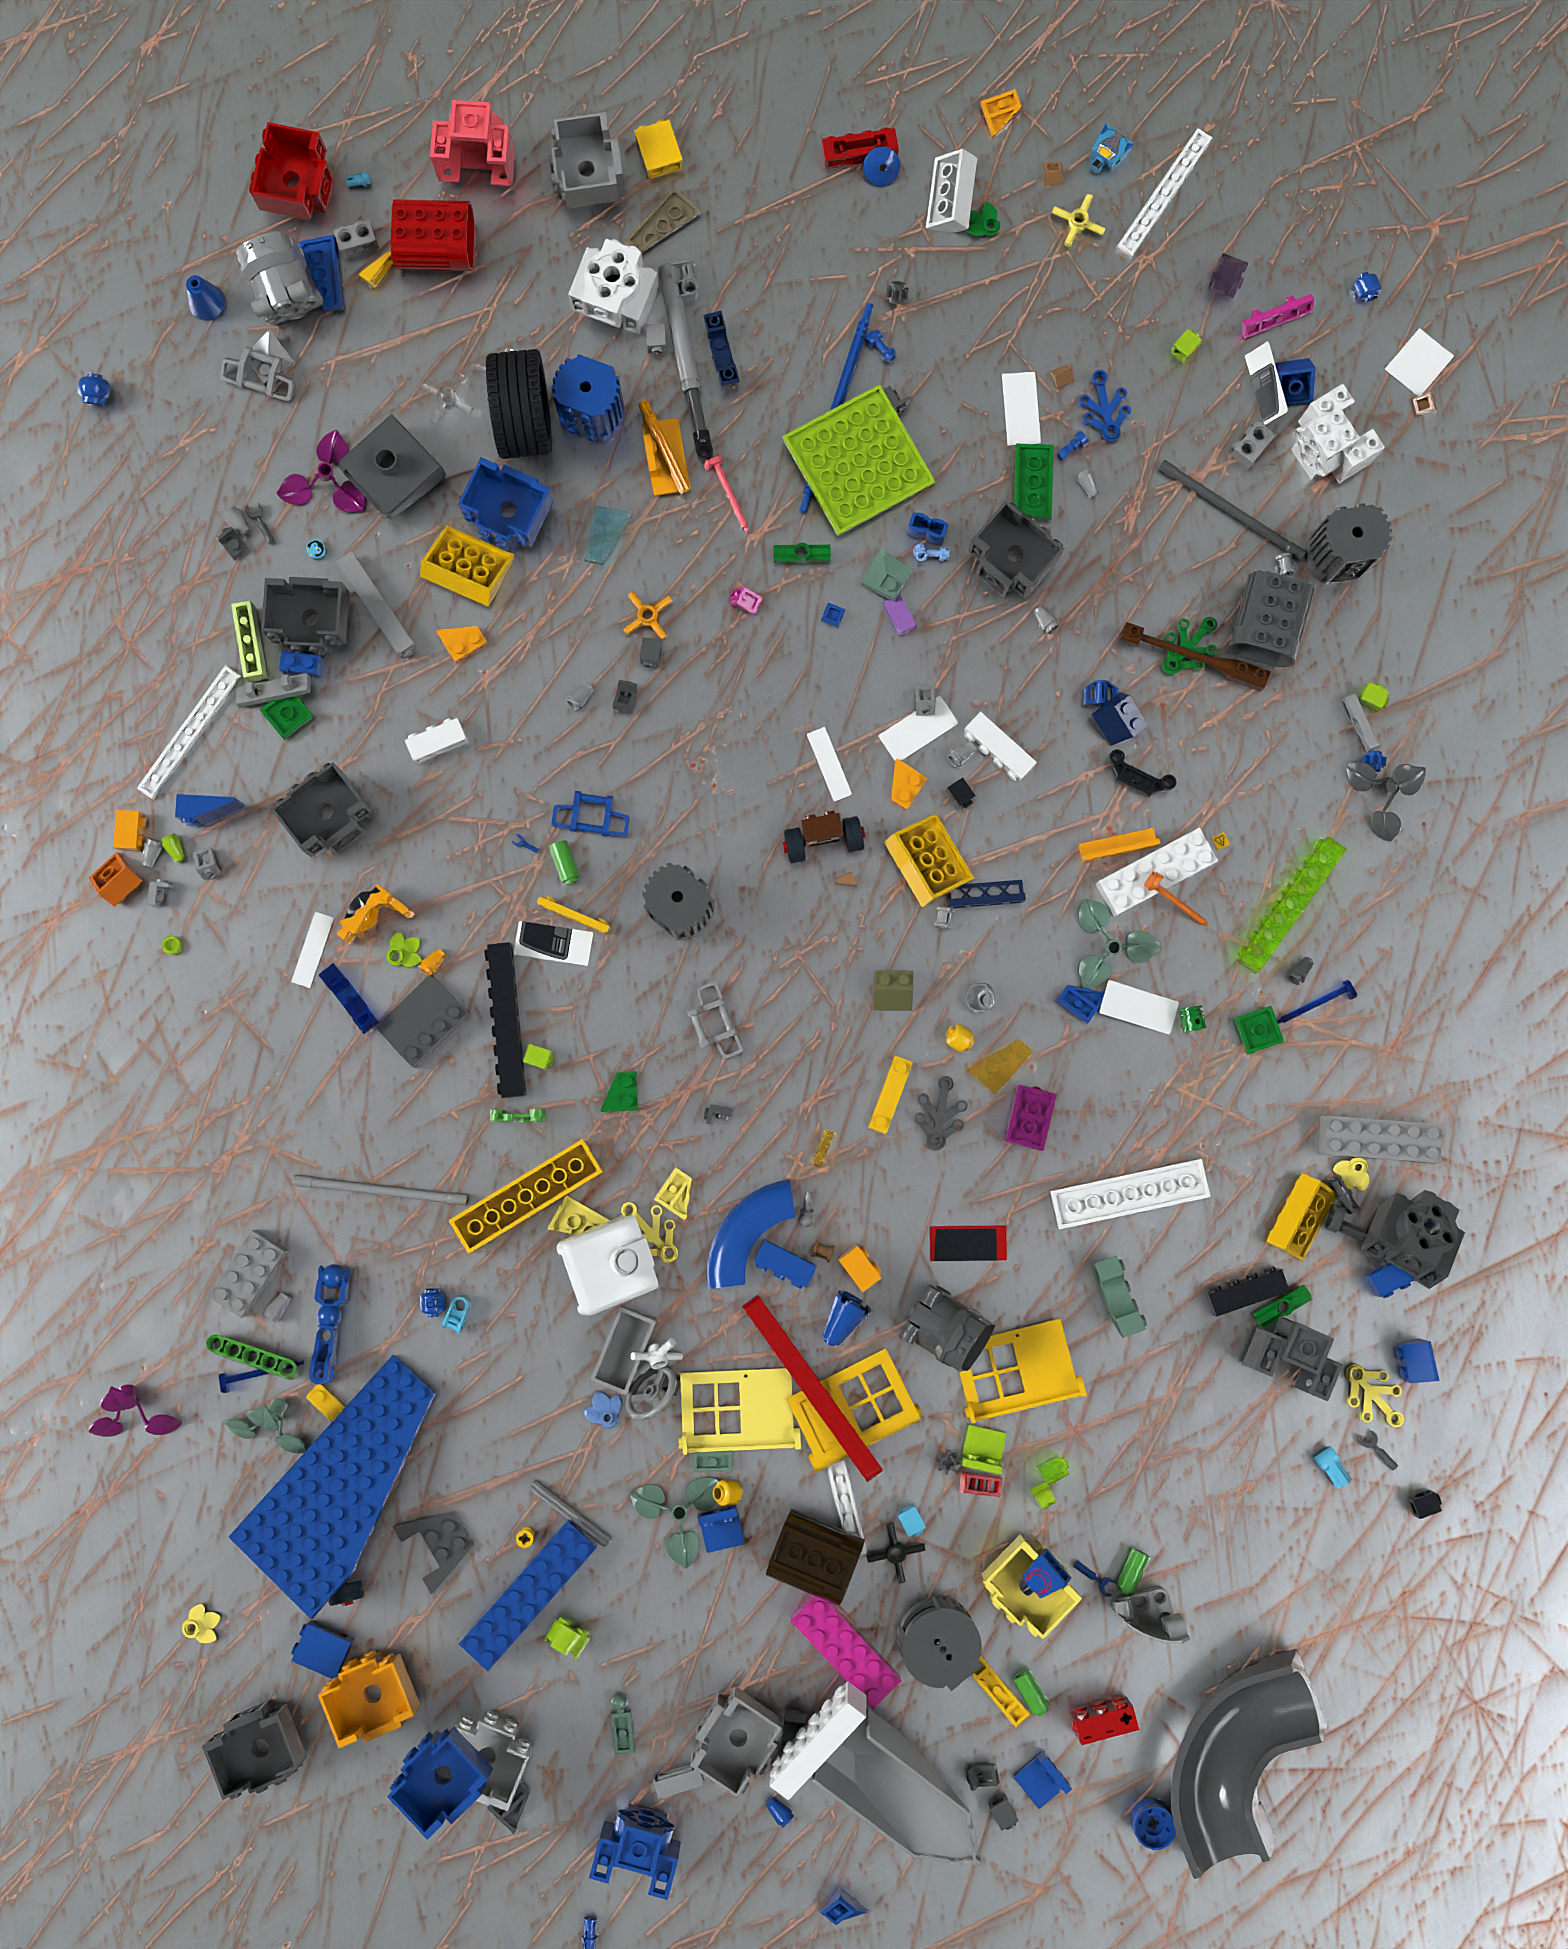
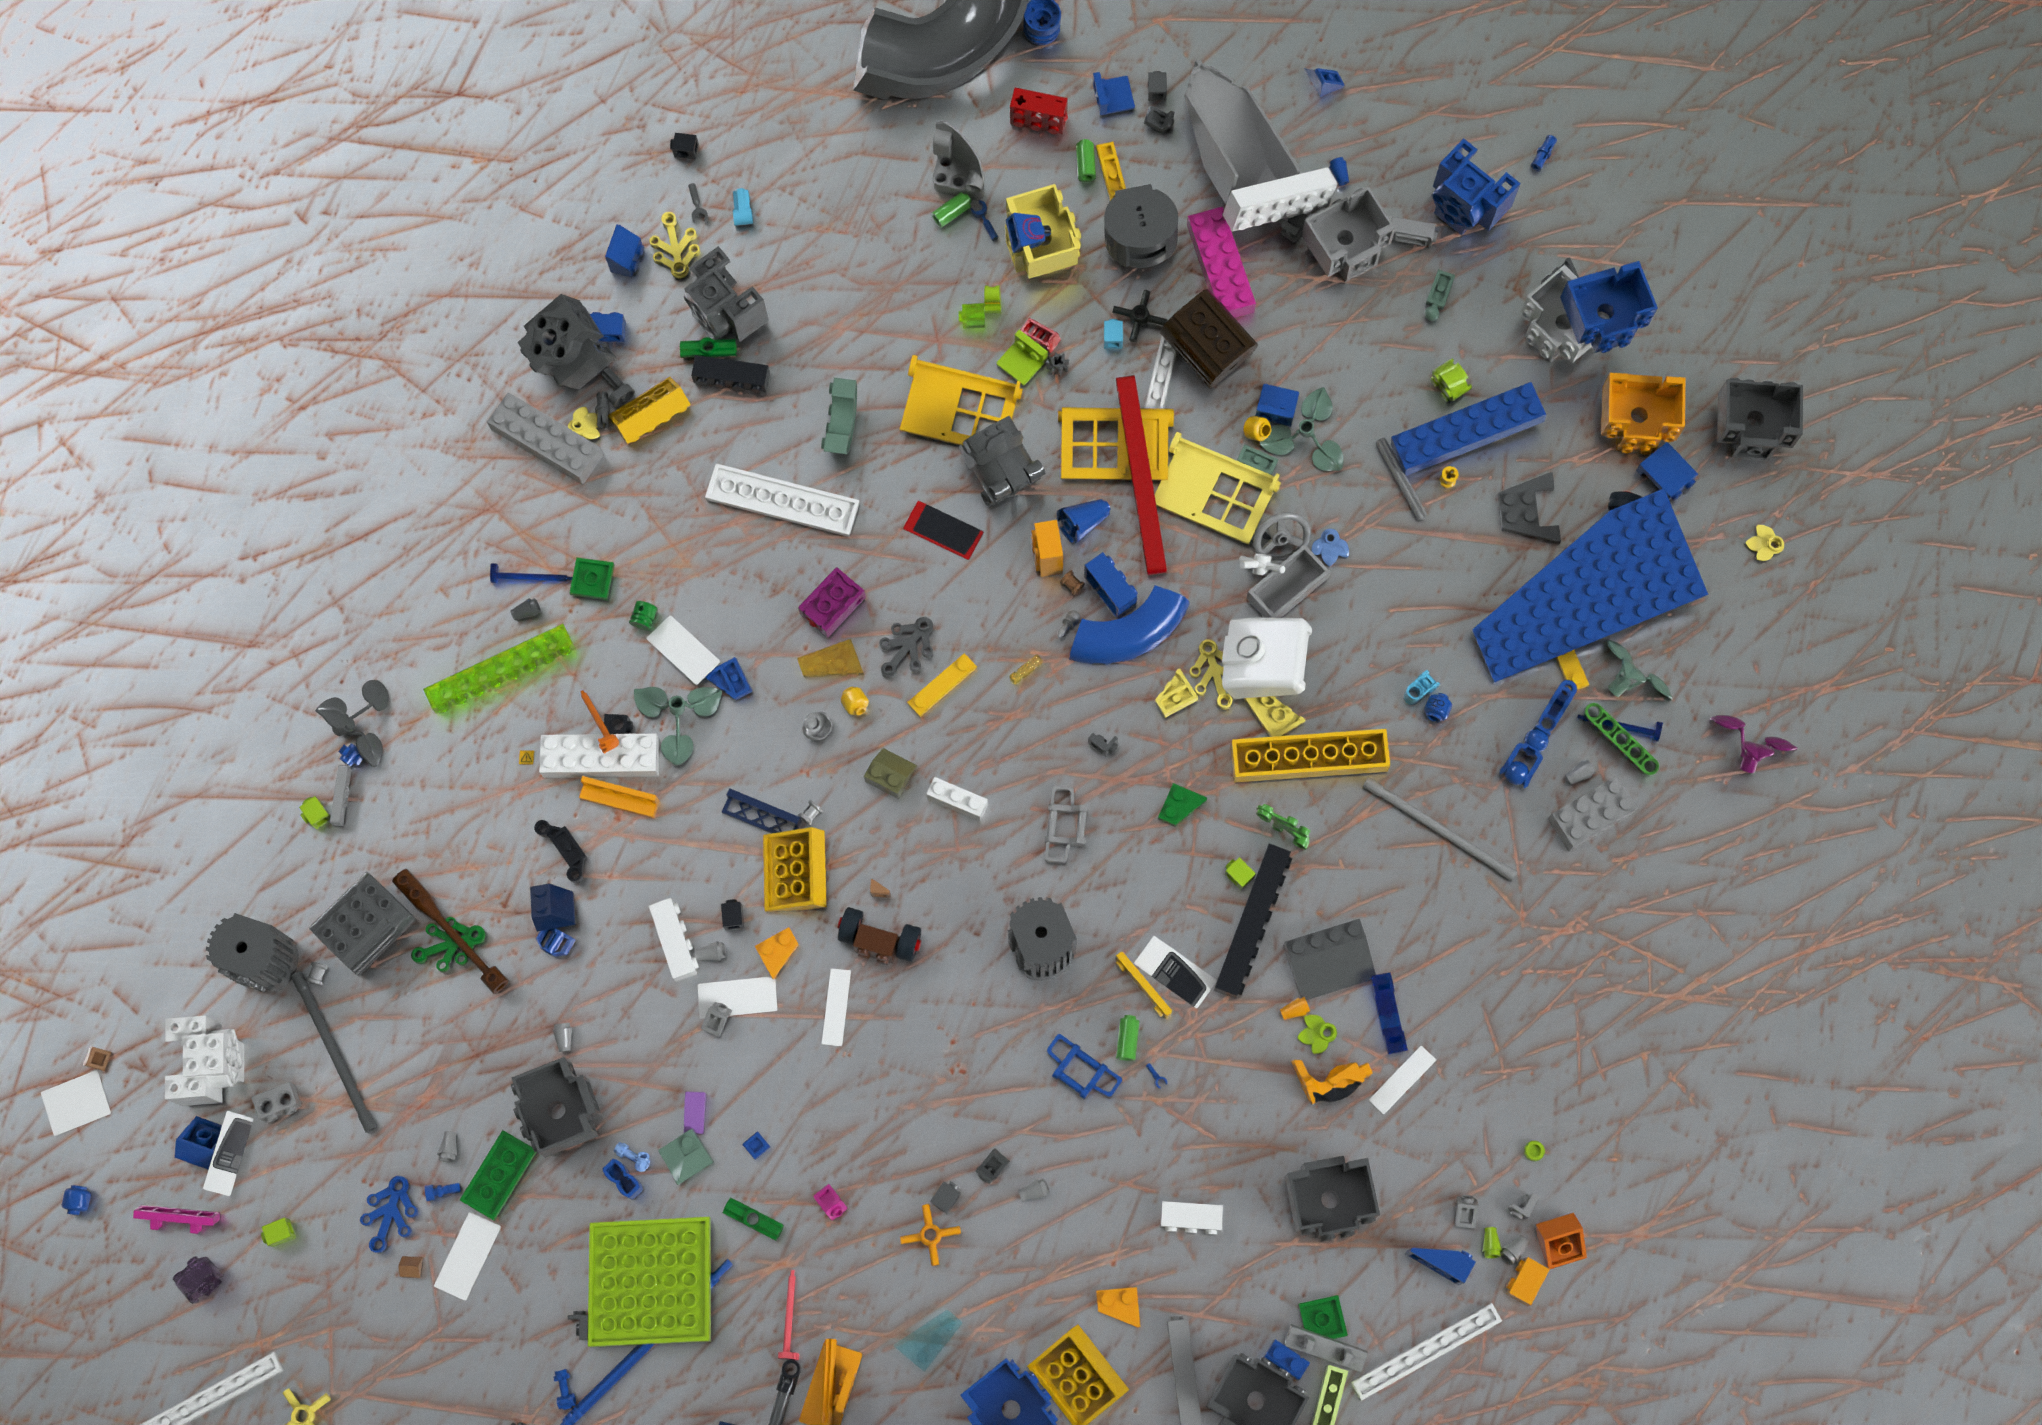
camera: 150 degrees left, 10 degrees down
(820, 995) = (957, 799): none -> white brick
(1163, 902) = (611, 720): none -> black brick

